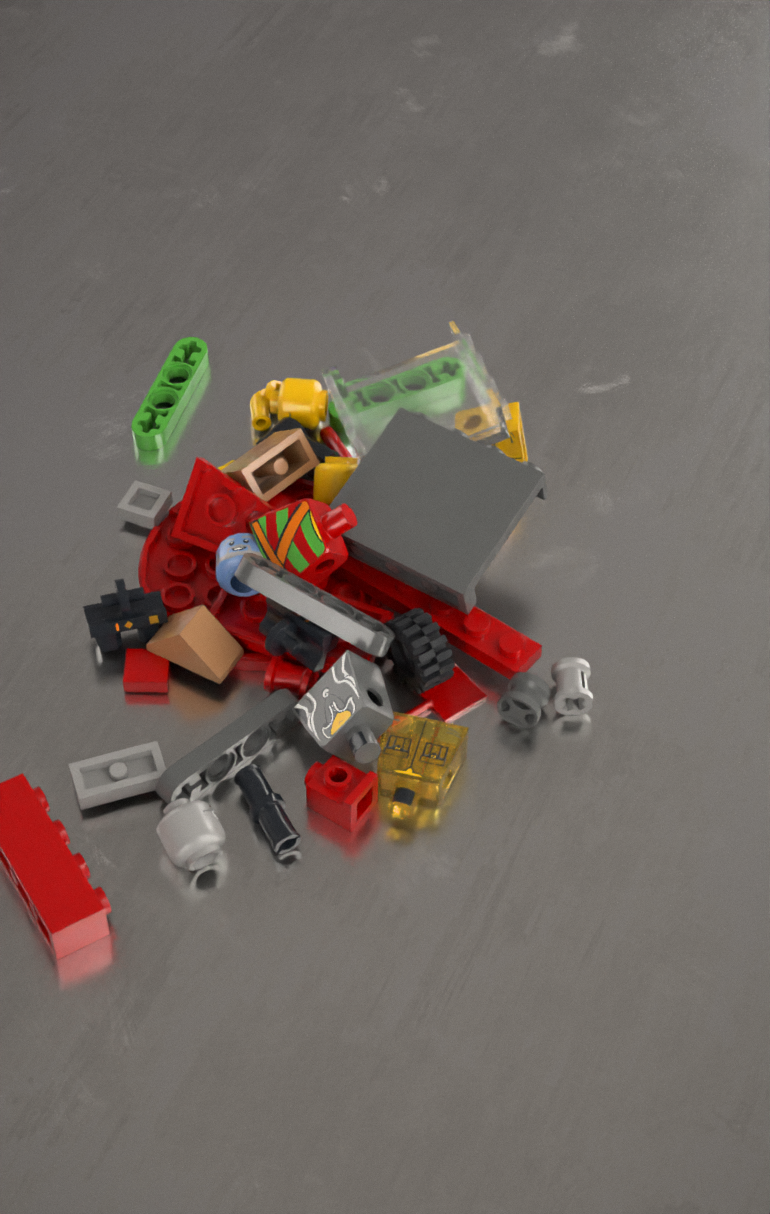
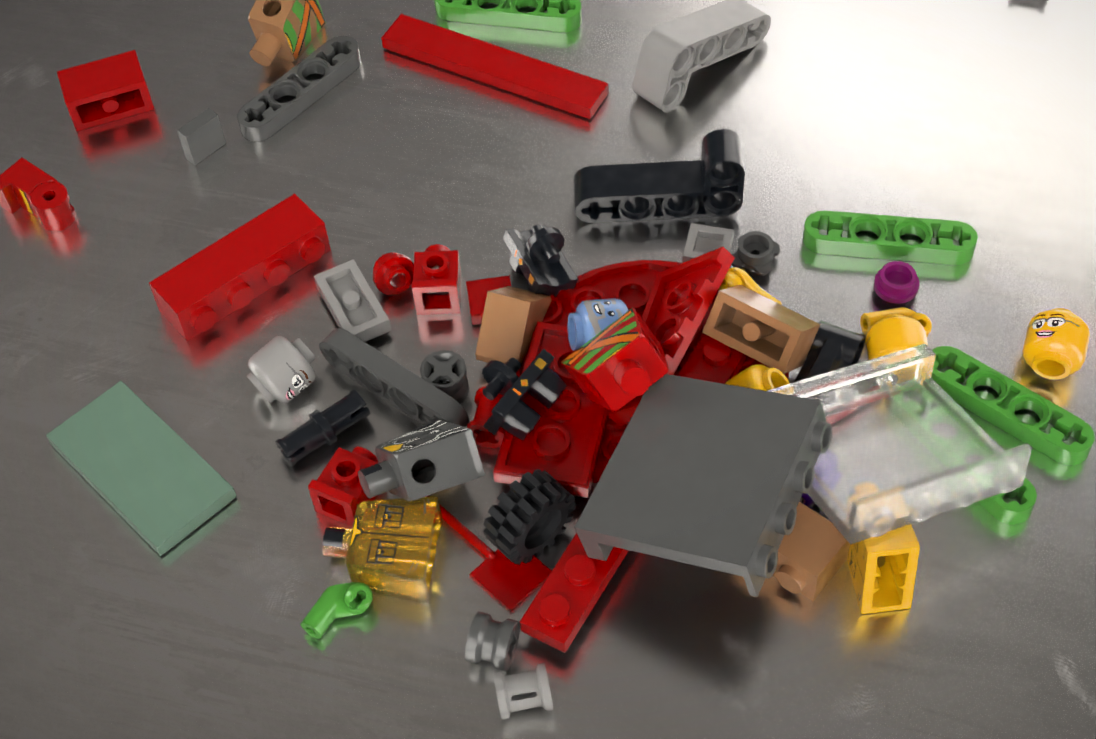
camera: 85 degrees right, 5 degrees up
(65, 515) = (665, 188): none -> black beam
(94, 736) = (387, 267): none -> red plate
(115, 703) = (437, 271): none -> red brick
(160, 473) = (756, 252): none -> dark grey plate
(223, 396) = (896, 282): none -> magenta plate
(235, 697) = (449, 369): none -> dark grey wheel
(266, 973) = (141, 467): none -> sand green tile
(314, 604) = (542, 394): beam -> none
(320, 316) = (1056, 343): none -> yellow head
(396, 340) = (1012, 398): none -> bright green beam
(460, 812) = (335, 603): none -> bright green arm

